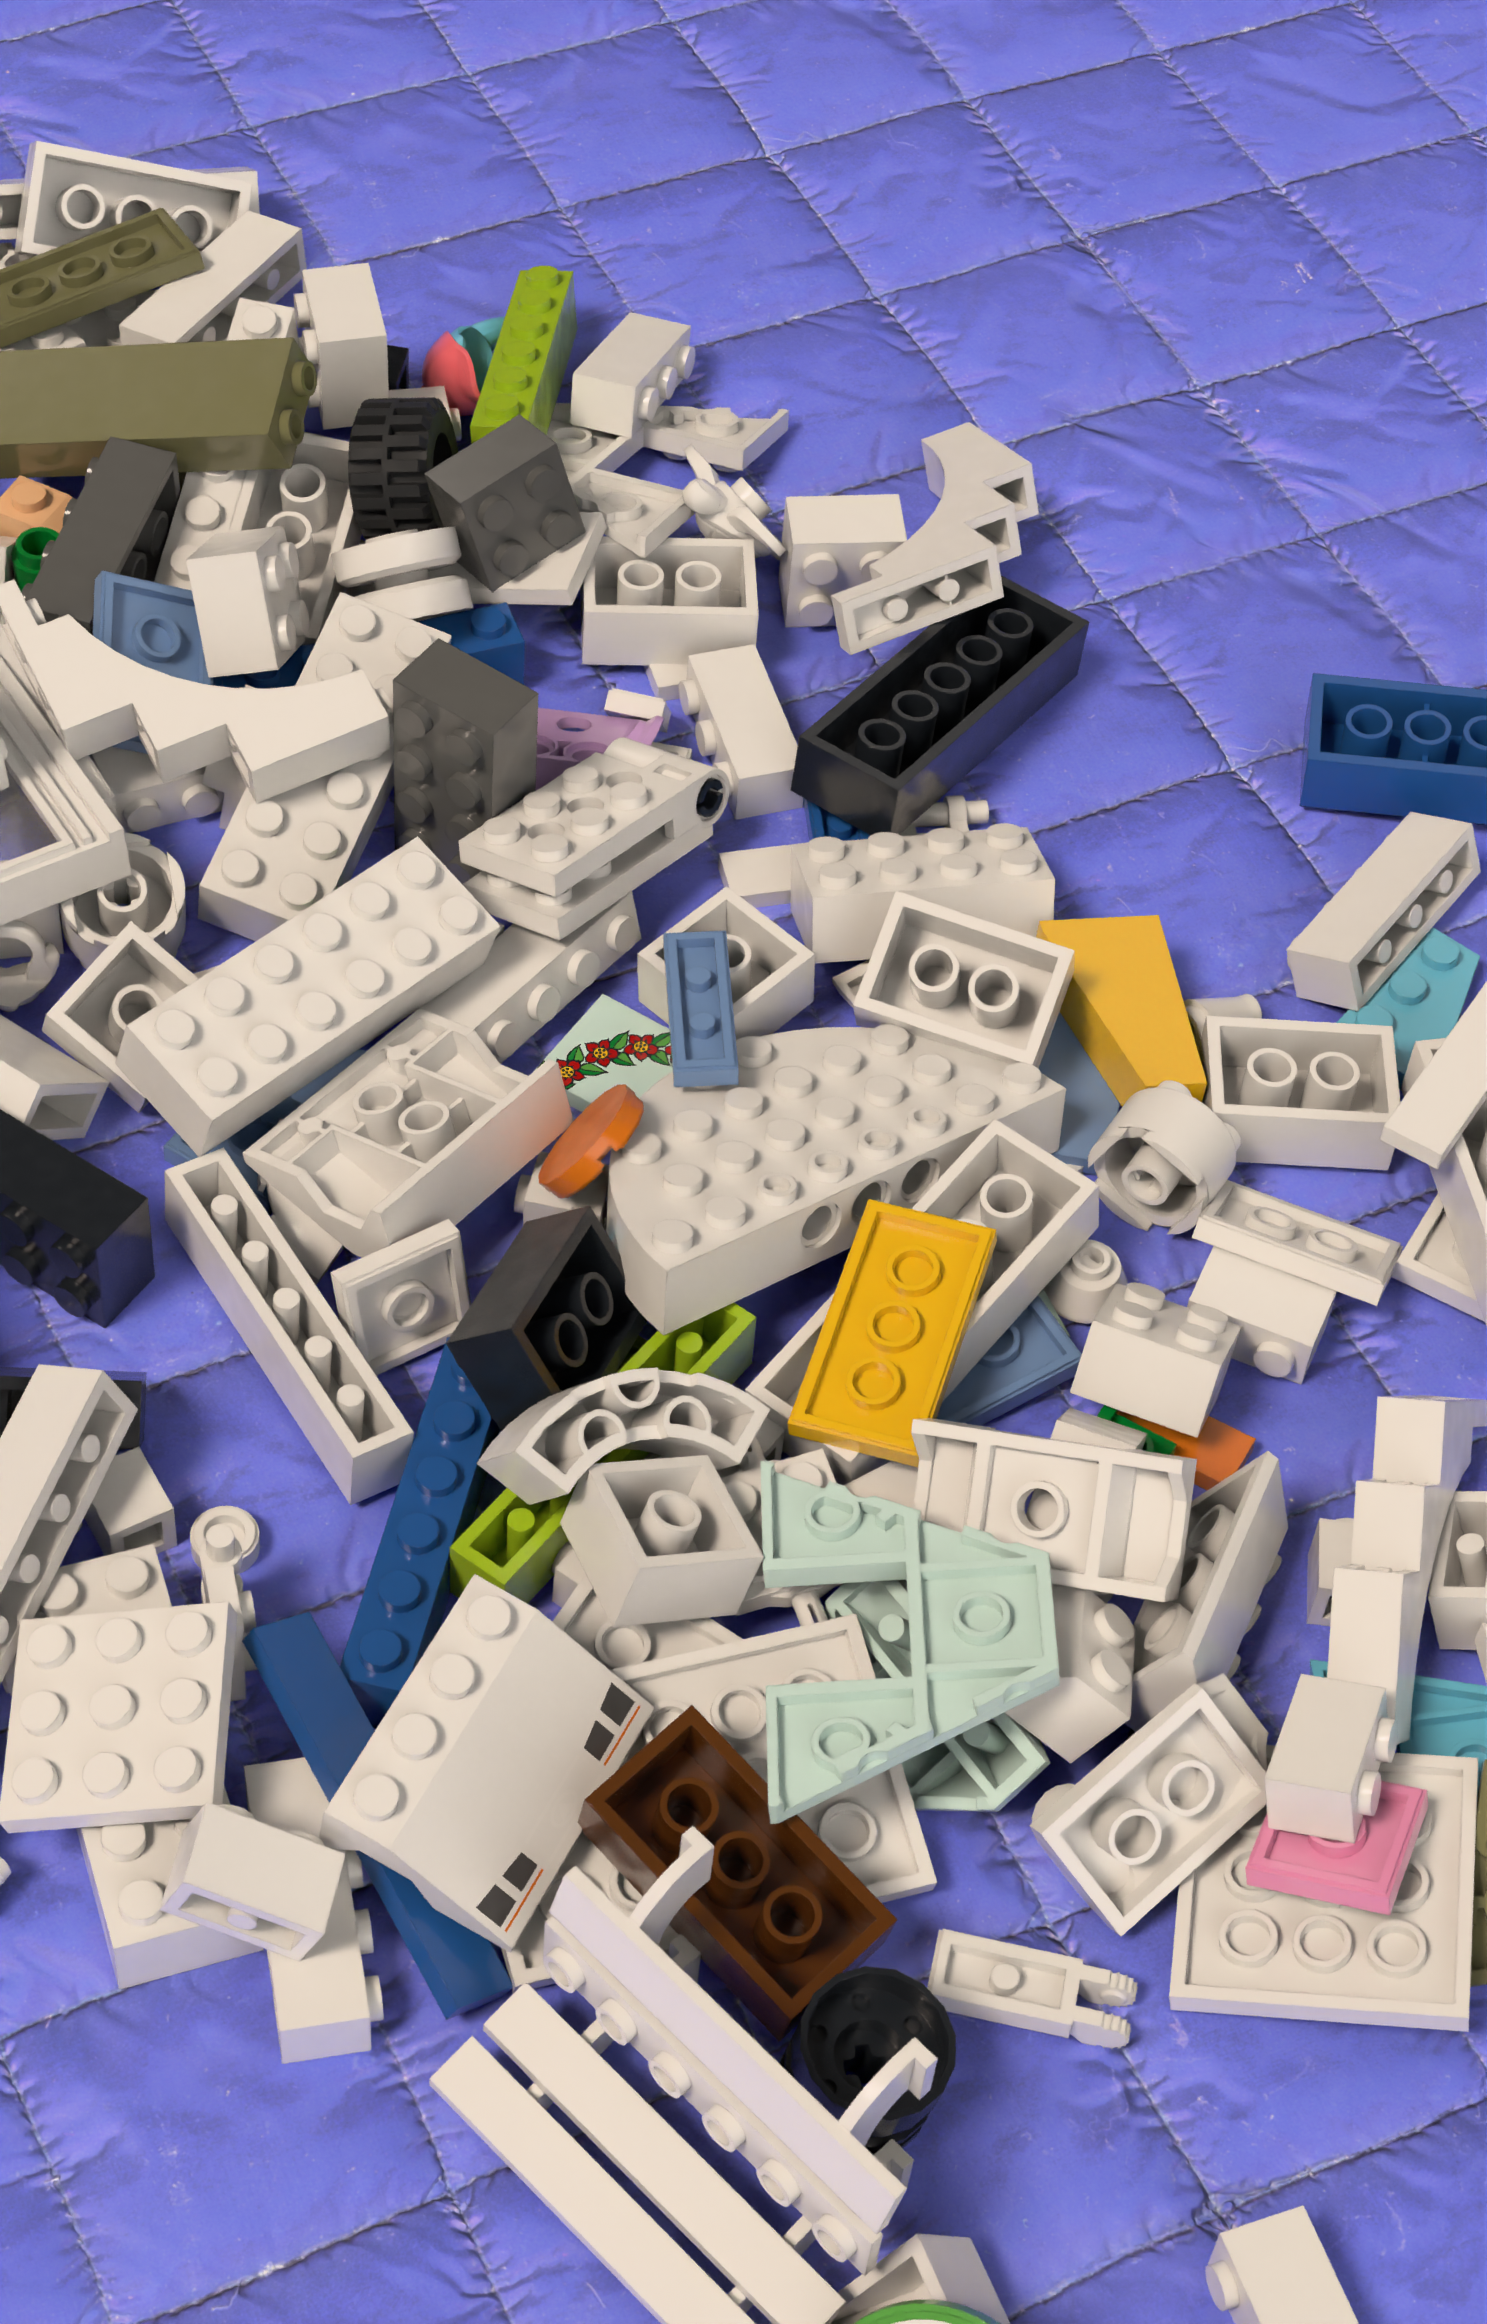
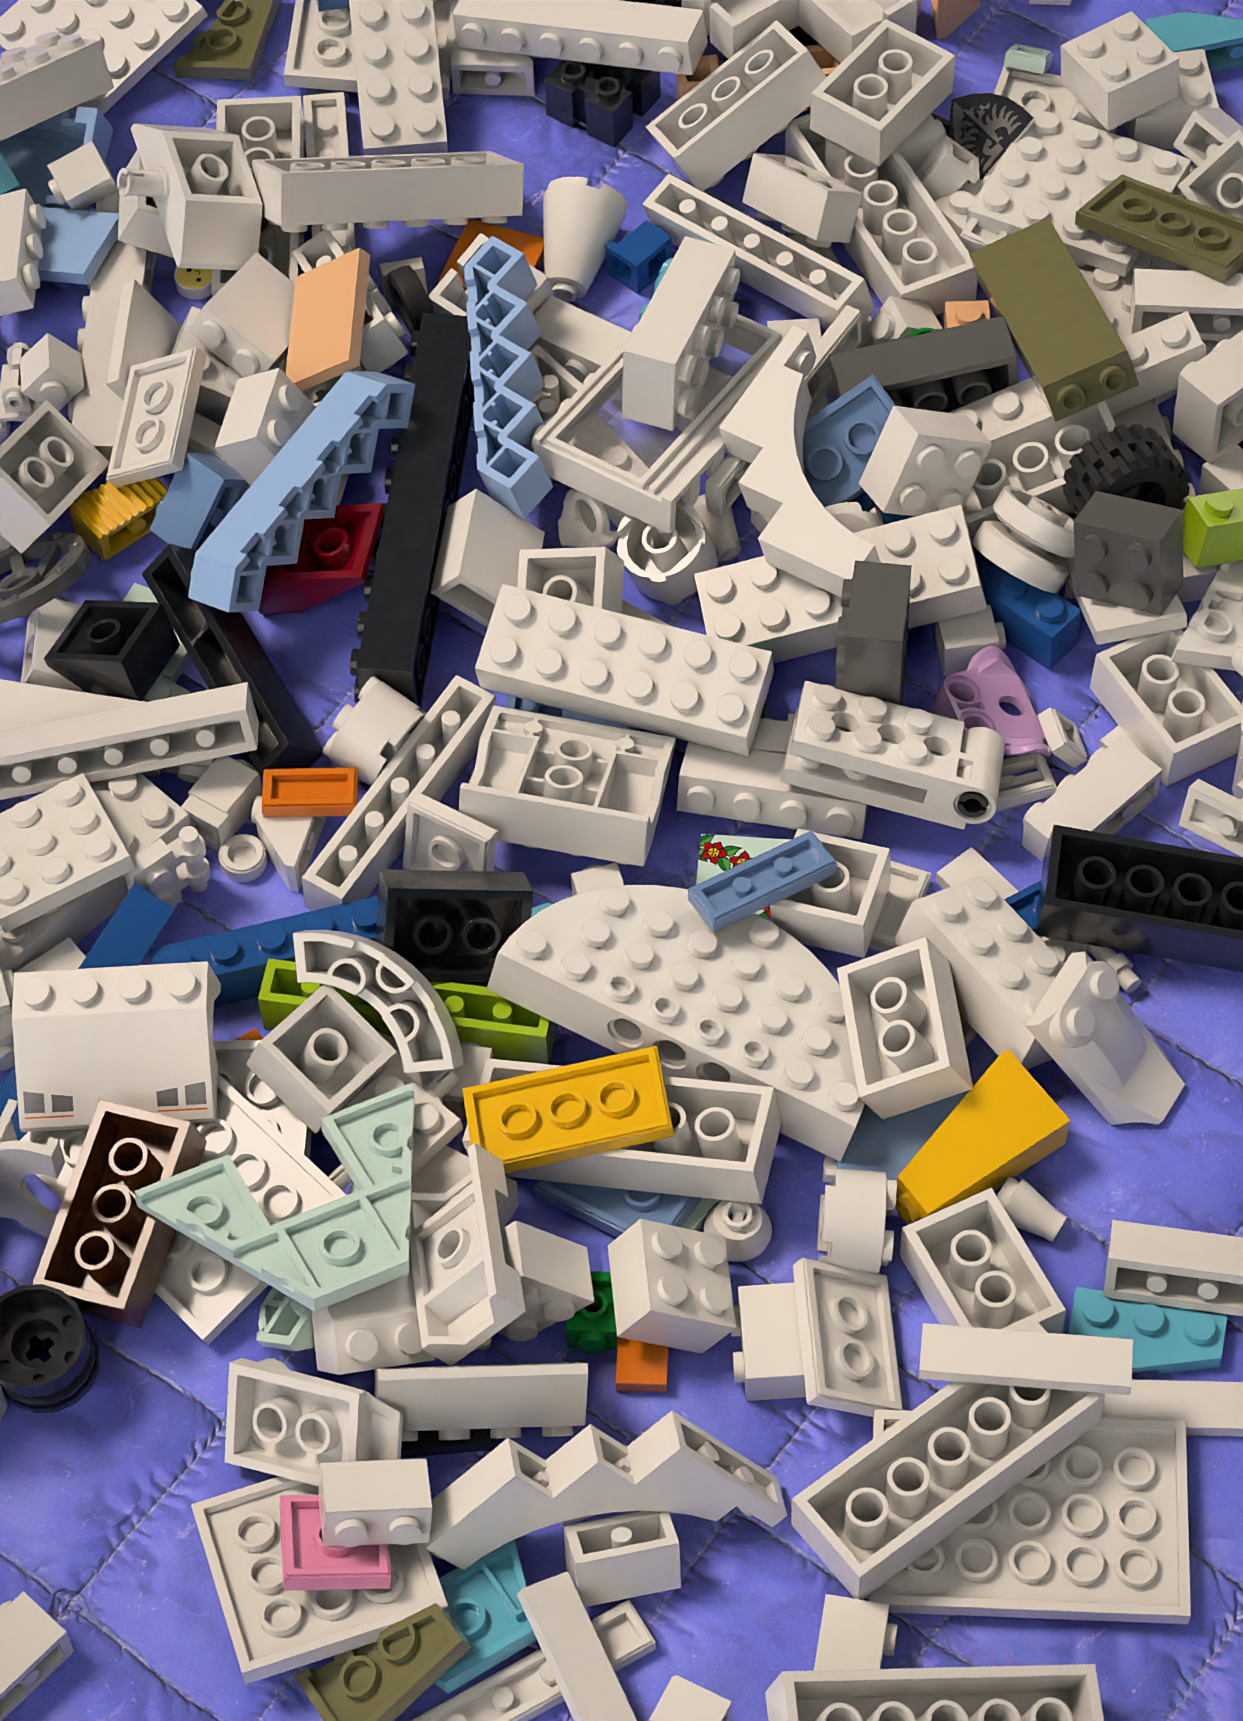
camera: 70 degrees right, 5 degrees up
(170, 1535) = (209, 821): none -> white tile
(178, 1296) = (372, 730): none -> white brick
(217, 1400) = (309, 792): none -> orange tile
(229, 1460) = (288, 842): none -> white slope
(588, 1139) = (611, 876): orange tile -> none
(1029, 1988) = (157, 1420): white hinge -> none
(1070, 844) = (1104, 1044): none -> white slope

